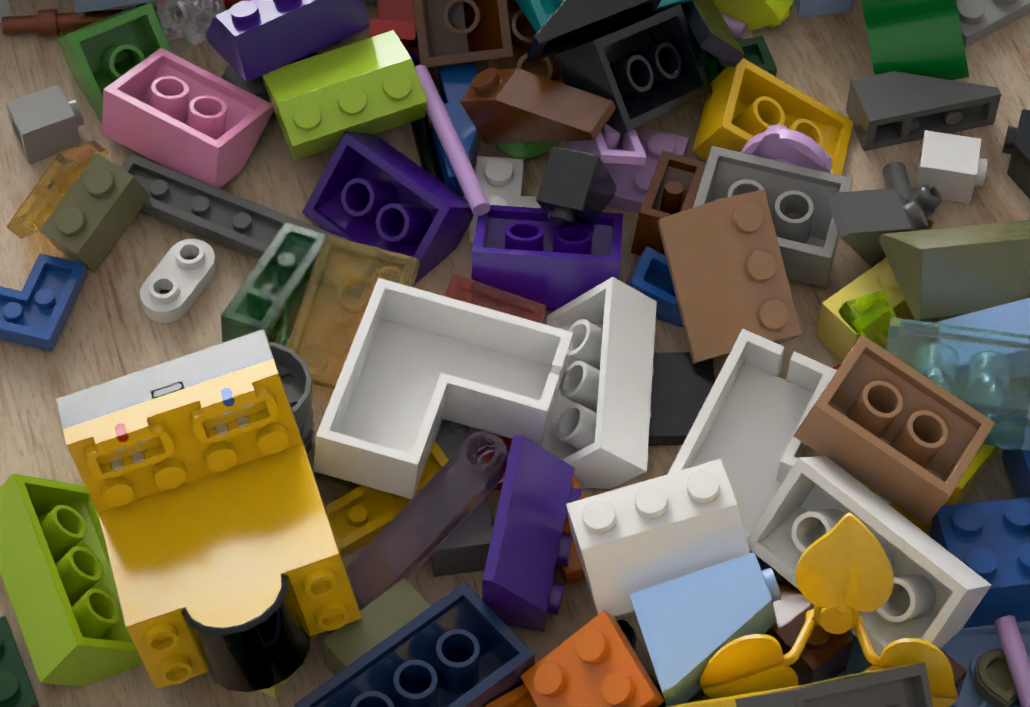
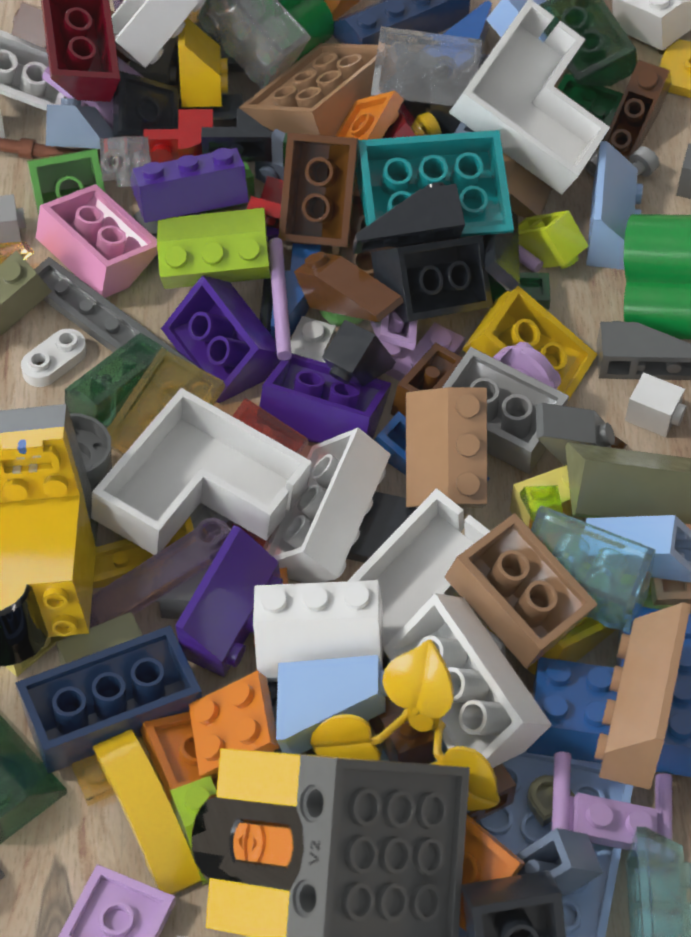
camera: 15 degrees right, 0 degrees up
(897, 177) = (621, 424): dark grey arm -> none

